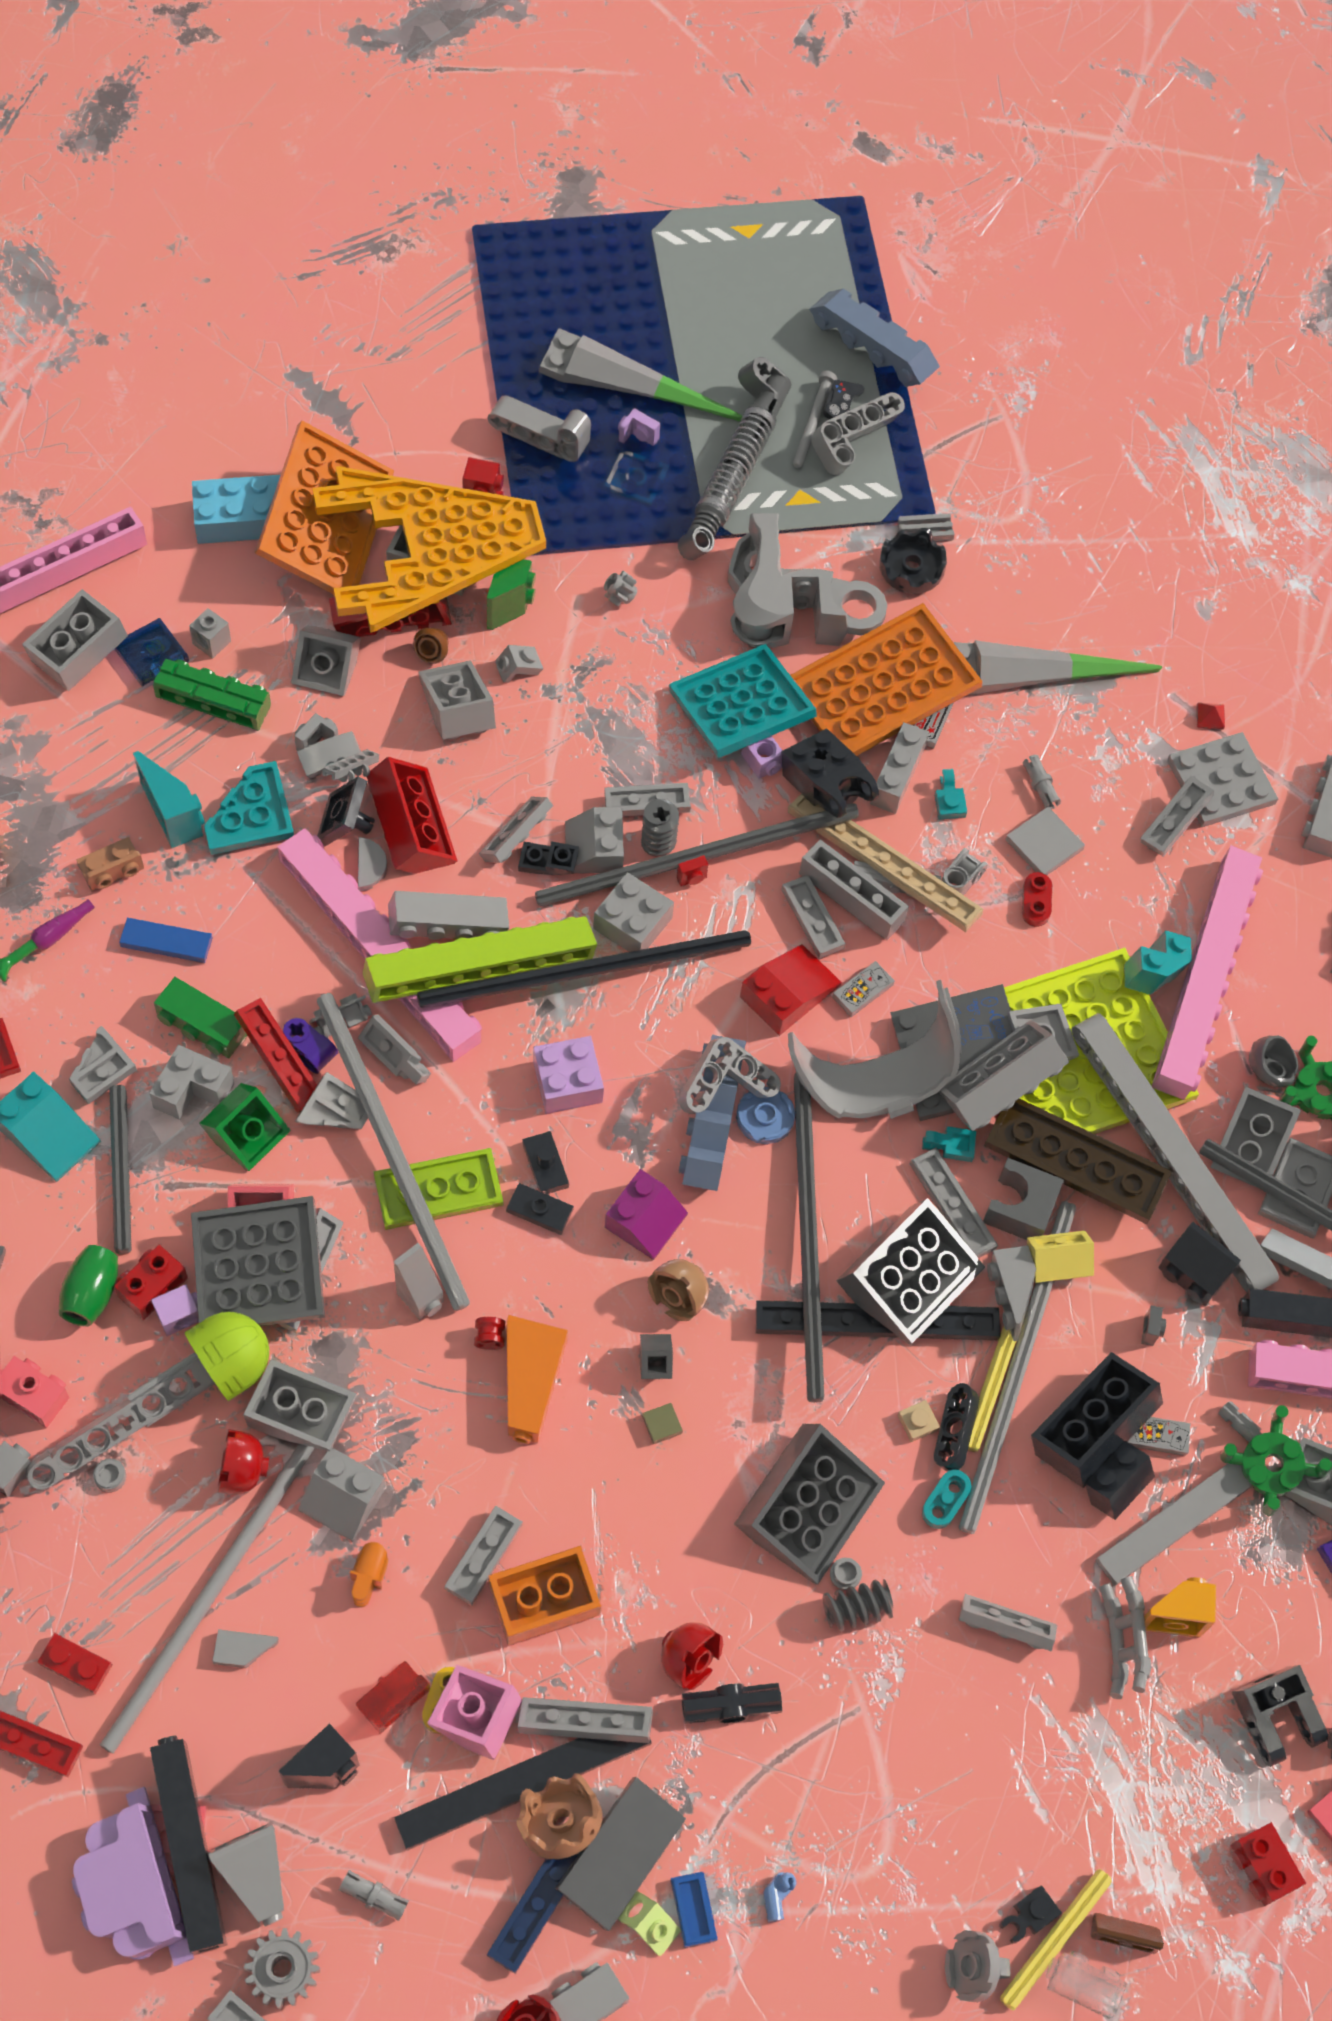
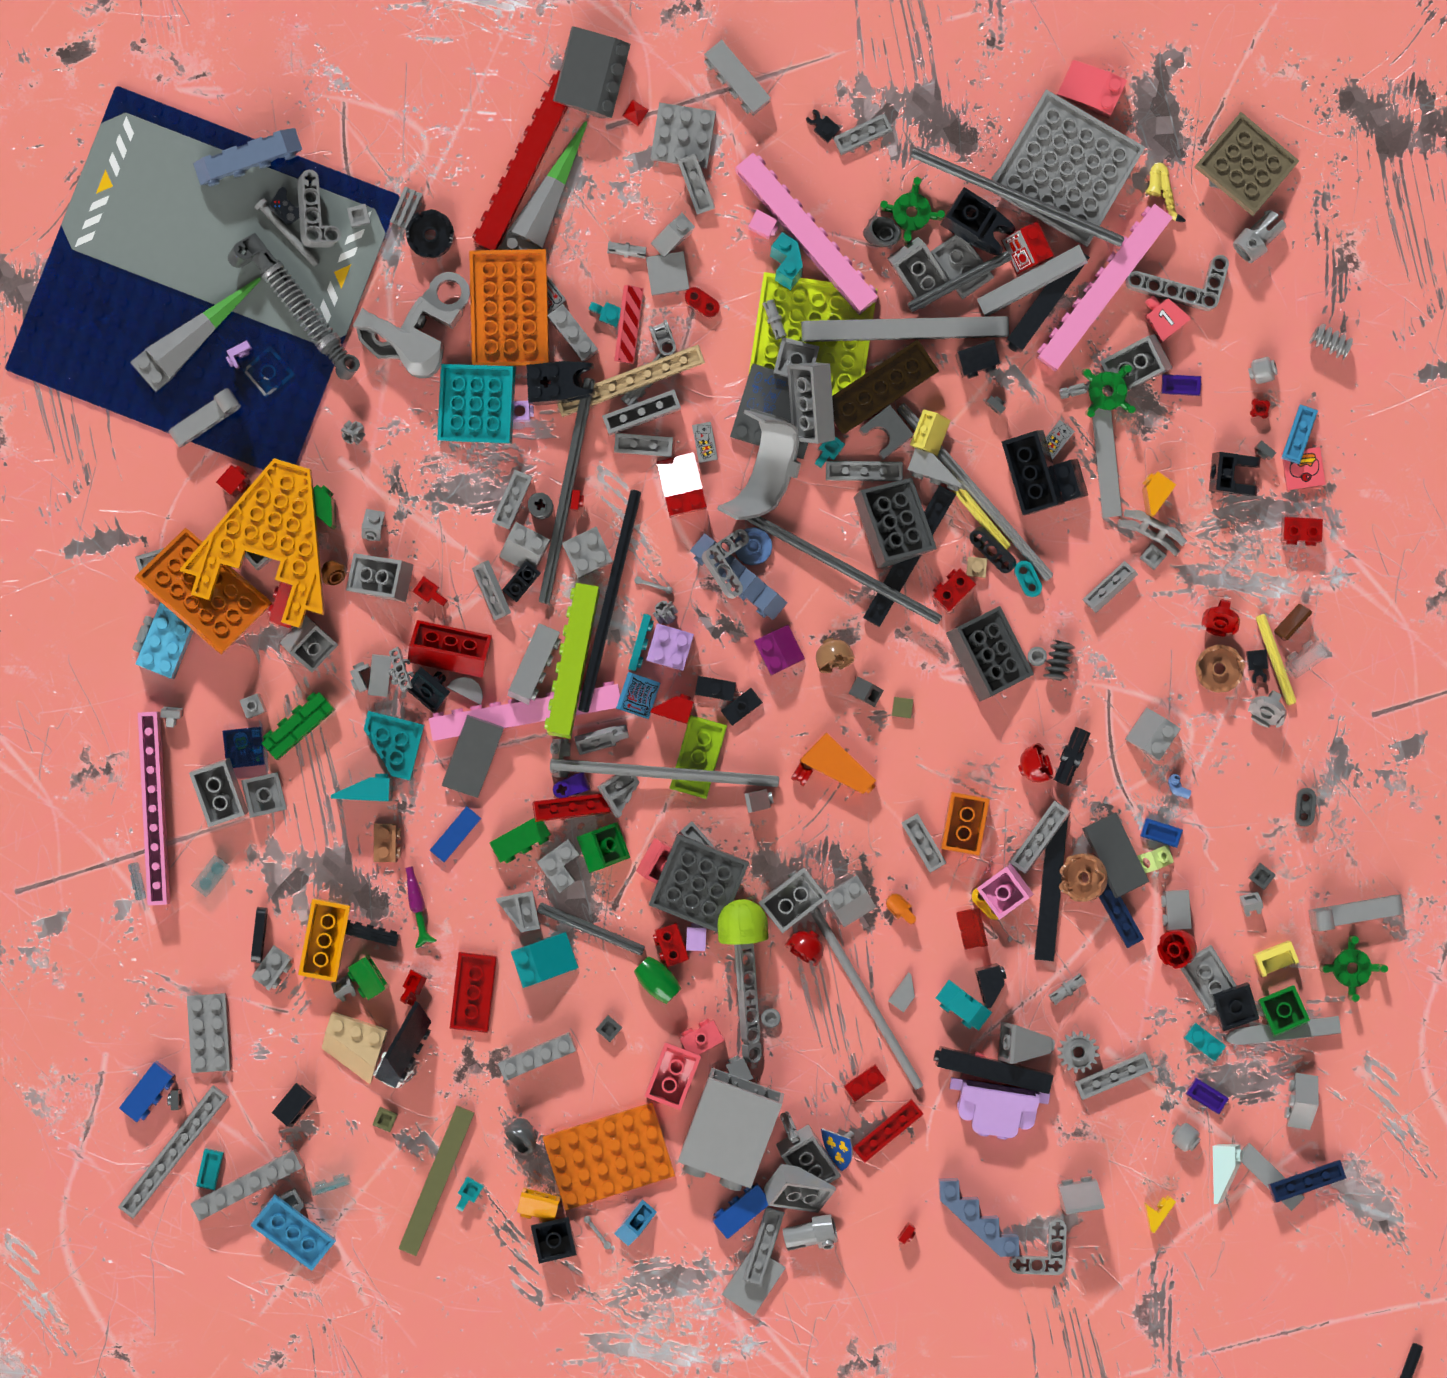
camera: 60 degrees left, 25 degrees up
(99, 696) = (263, 795): none -> light grey slope
(147, 554) = (171, 715): none -> light grey tile
(266, 1743) = (963, 1005): none -> teal brick
(282, 903) = (472, 756): none -> dark grey tile
(471, 759) = (428, 590): none -> red plate
(479, 1065) = (638, 695): none -> dark azure tile
(489, 1116) = (675, 708): none -> red slope
(523, 1041) = (641, 642): none -> teal plate
(611, 1046) = (665, 612): none -> light grey gear
(634, 999) = (638, 580): none -> light grey hinge
(834, 1809) = (1152, 734): none -> light grey slope
(868, 1403) = (954, 589): none -> red brick
(883, 479) = (358, 215): none -> light grey plate
(952, 826) = (628, 324): none -> coral tile
(1011, 1842) = (1232, 663): none -> nougat plate
(1062, 1812) = (1221, 619): none -> red tile
(1074, 622) = (521, 170): none -> red brick
(1076, 984) = (774, 319): none -> light grey pin
(1088, 1663) = (1153, 556): none -> light grey tile
(1098, 820) = (673, 235): none -> light grey slope
(1182, 915) = (763, 224): none -> bright pink brick
(1224, 633) = (591, 72): none -> dark grey slope

